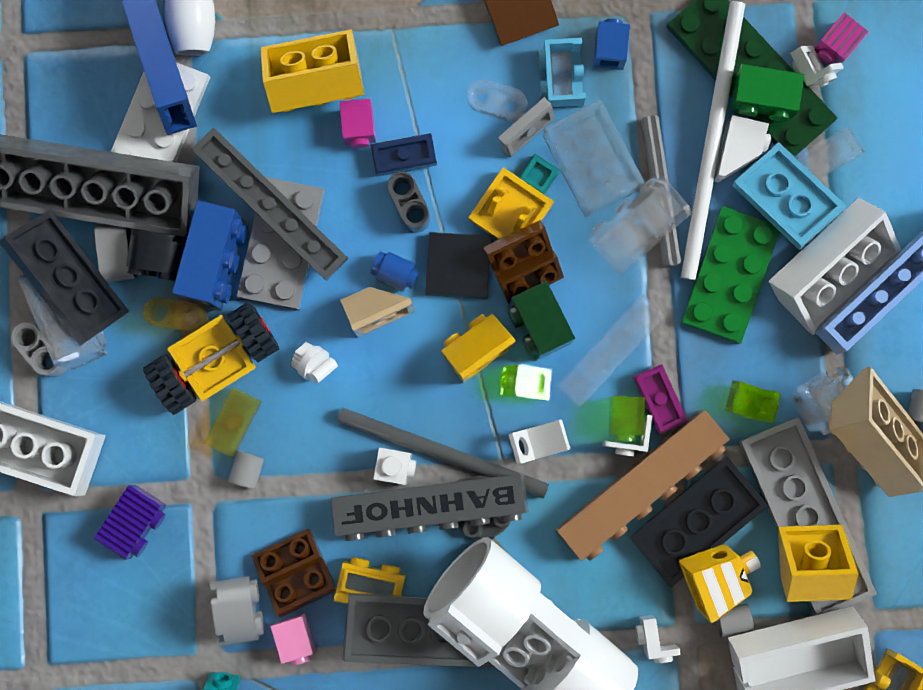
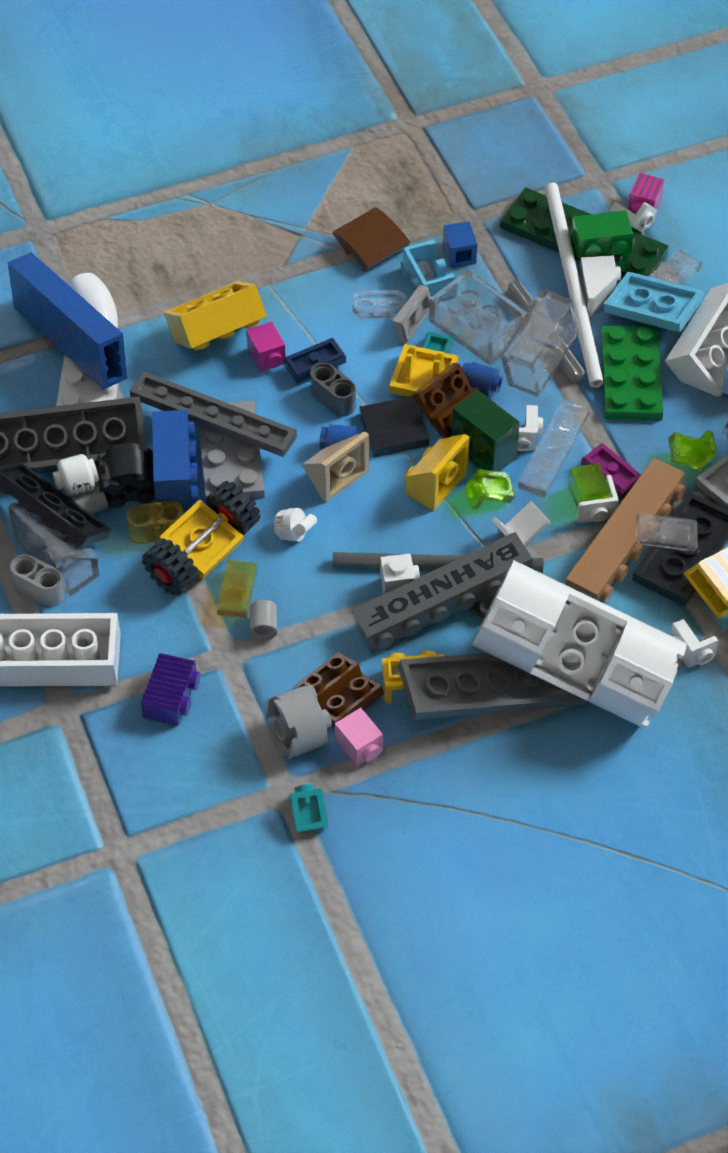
camera: 20 degrees left, 30 degrees down
(103, 246) = (76, 475): none -> white head
(567, 237) = (483, 378): none -> blue brick
(598, 320) = (533, 426): none -> white bracket
(680, 509) = (666, 532): none -> clear plate

